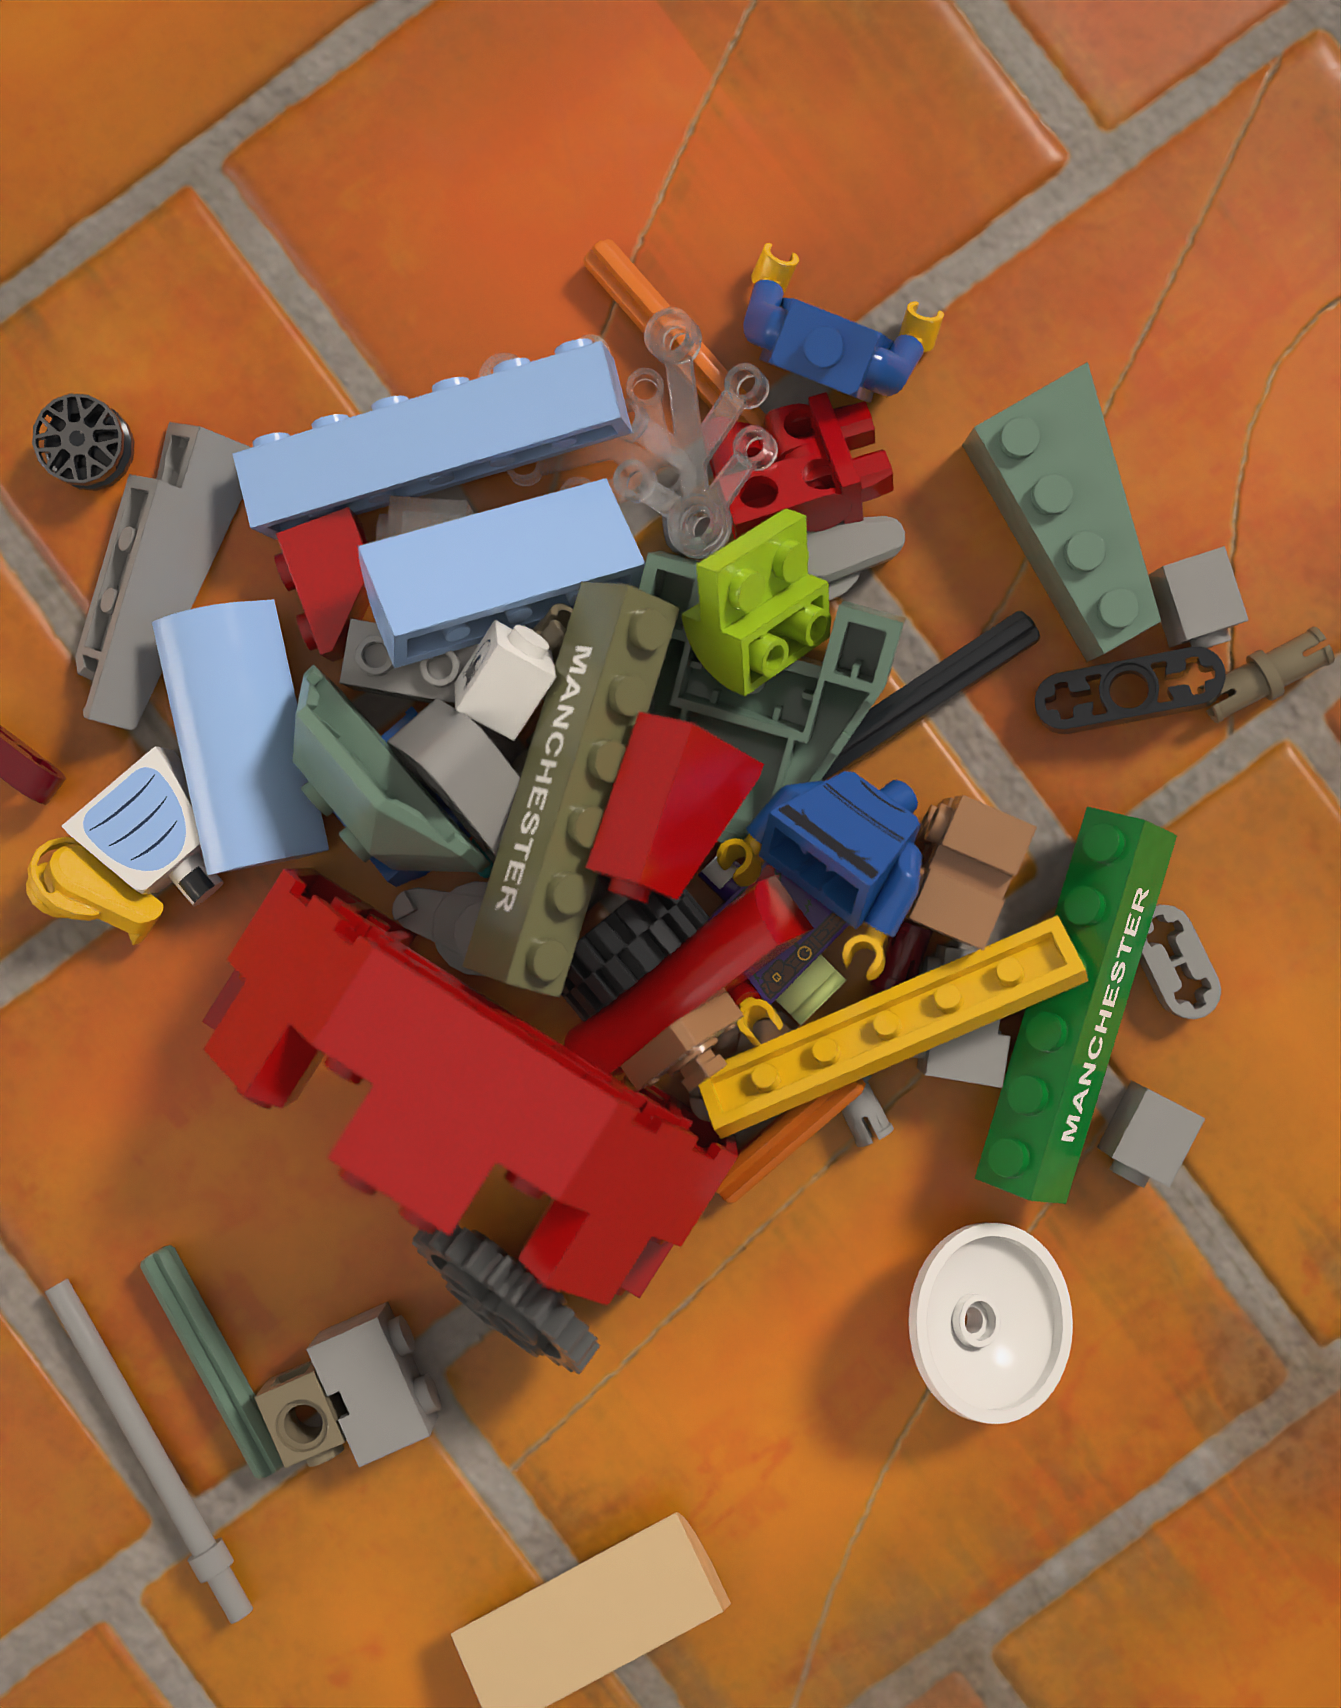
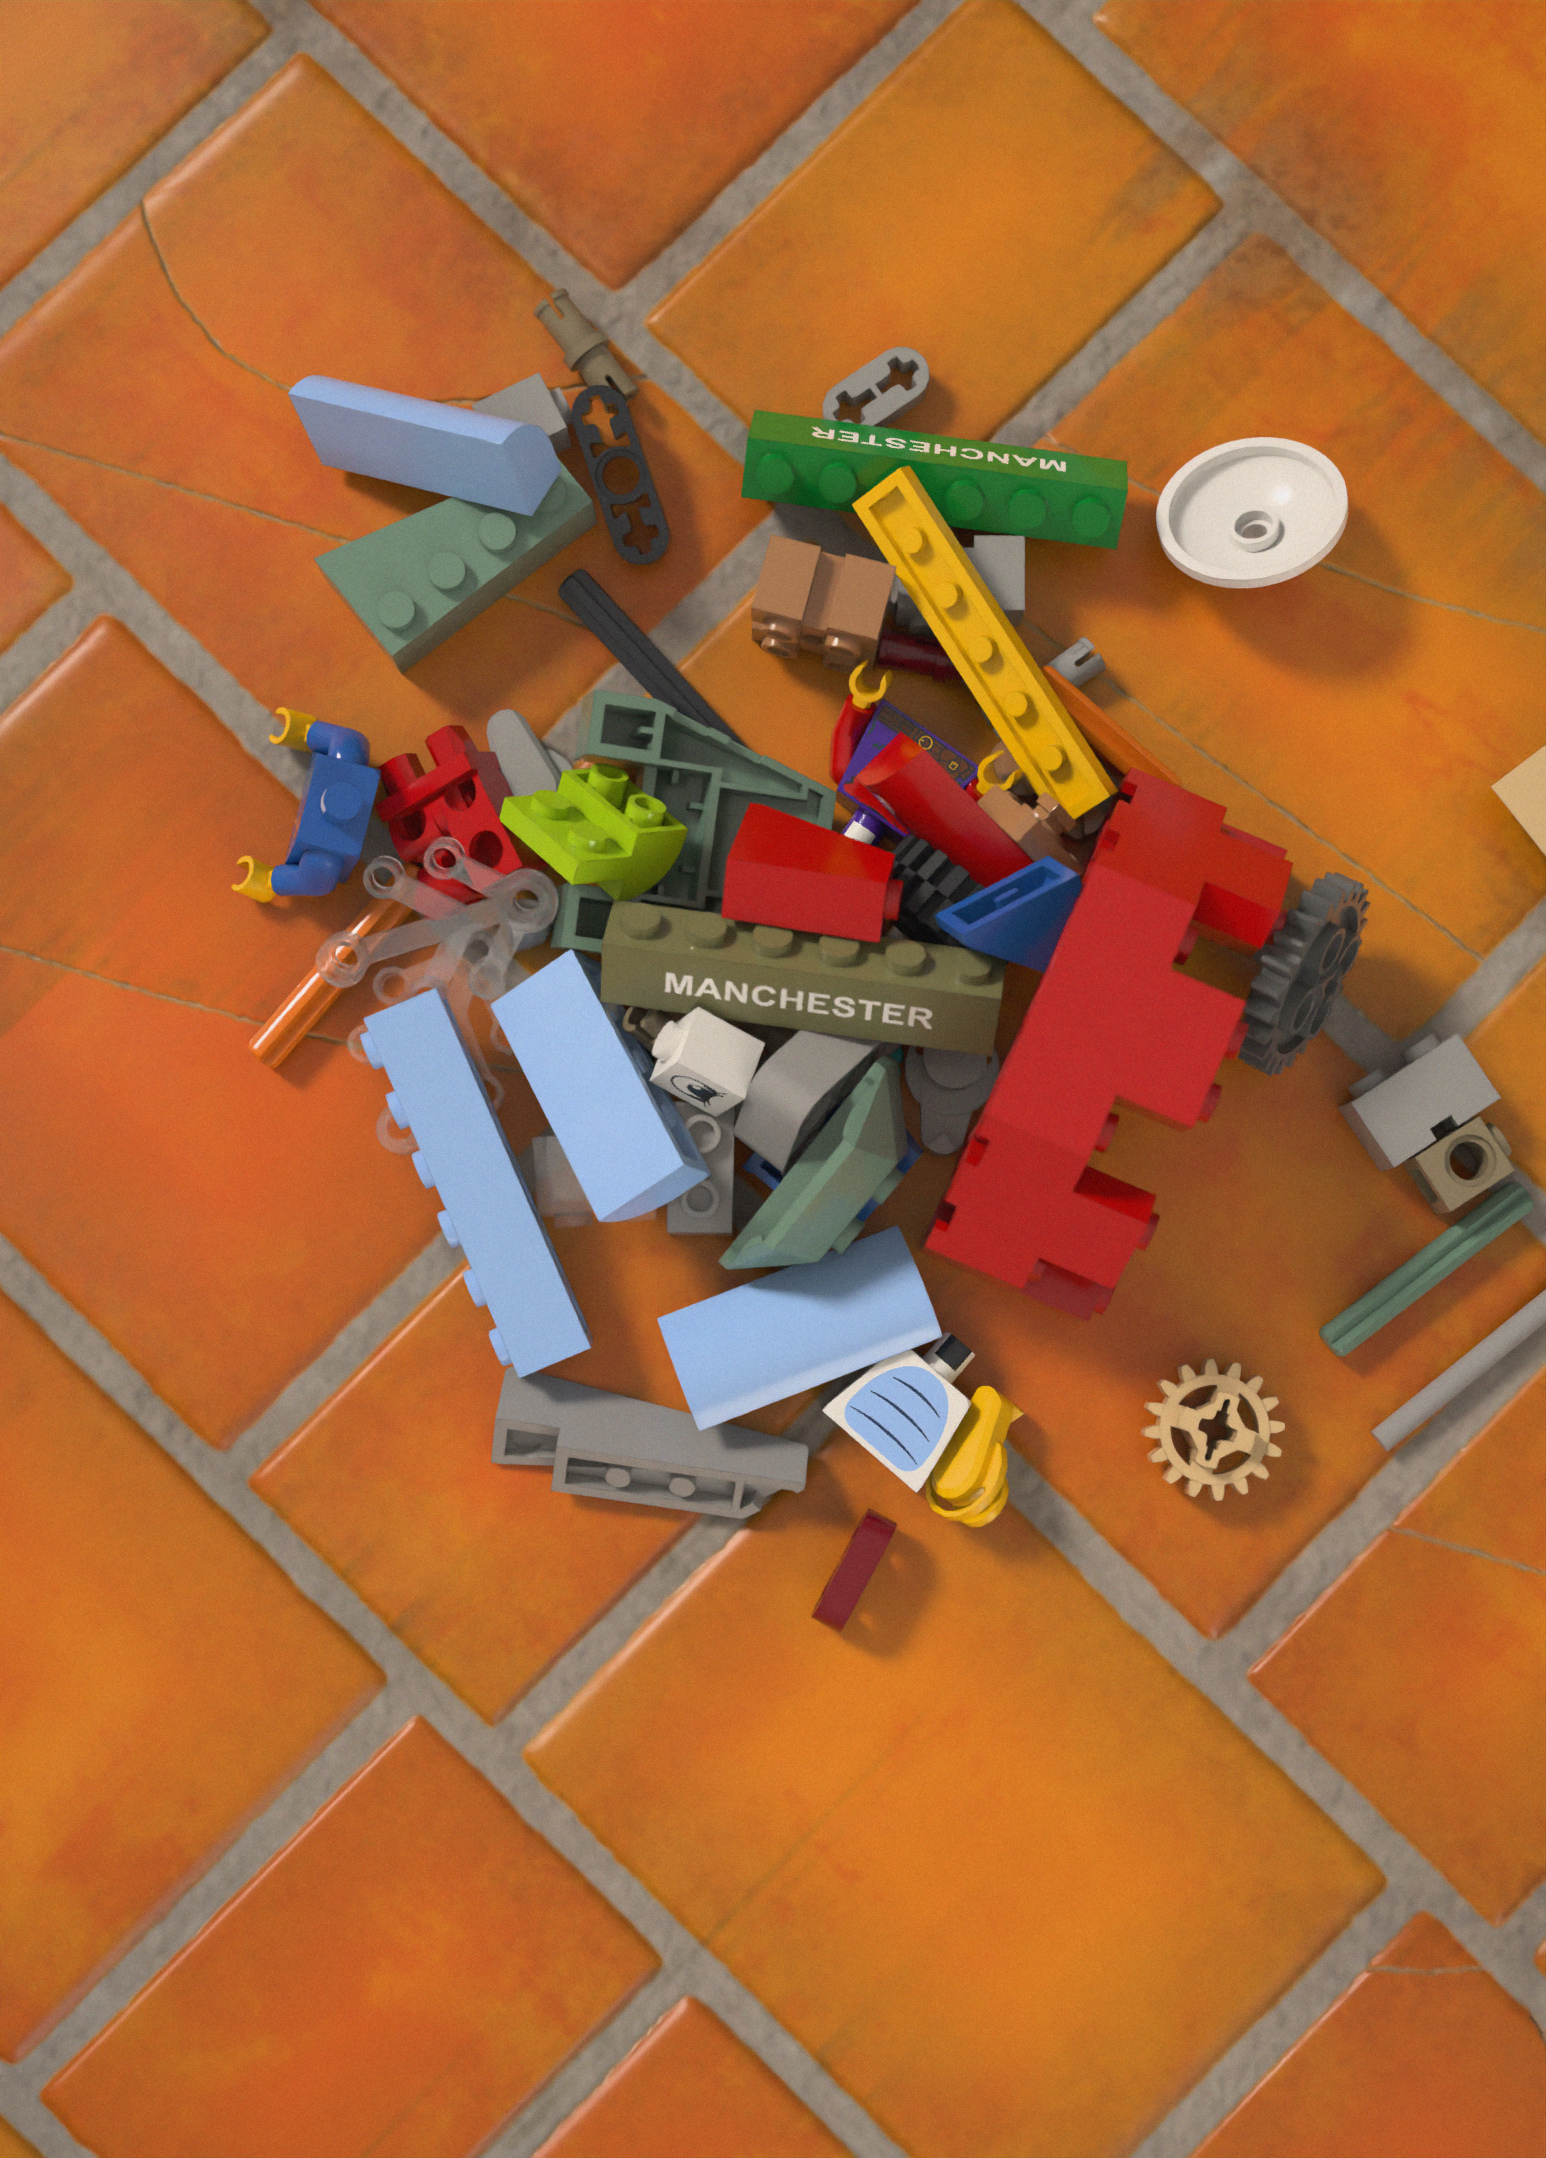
camera: 100 degrees left, 5 degrees down
(58, 1131) = (1203, 1458): none -> tan gear
(84, 442) = (525, 1542): wheel -> none
(326, 571) = (622, 1266): red slope -> none
(593, 1013) = (1017, 915): none -> blue slope
(811, 989) = (961, 733): yellowish green piece -> none
(843, 848) = (818, 713): blue torso -> none
(1149, 1136) = (1048, 393): light grey brick -> none
(1189, 491) = (427, 444): none -> light blue brick

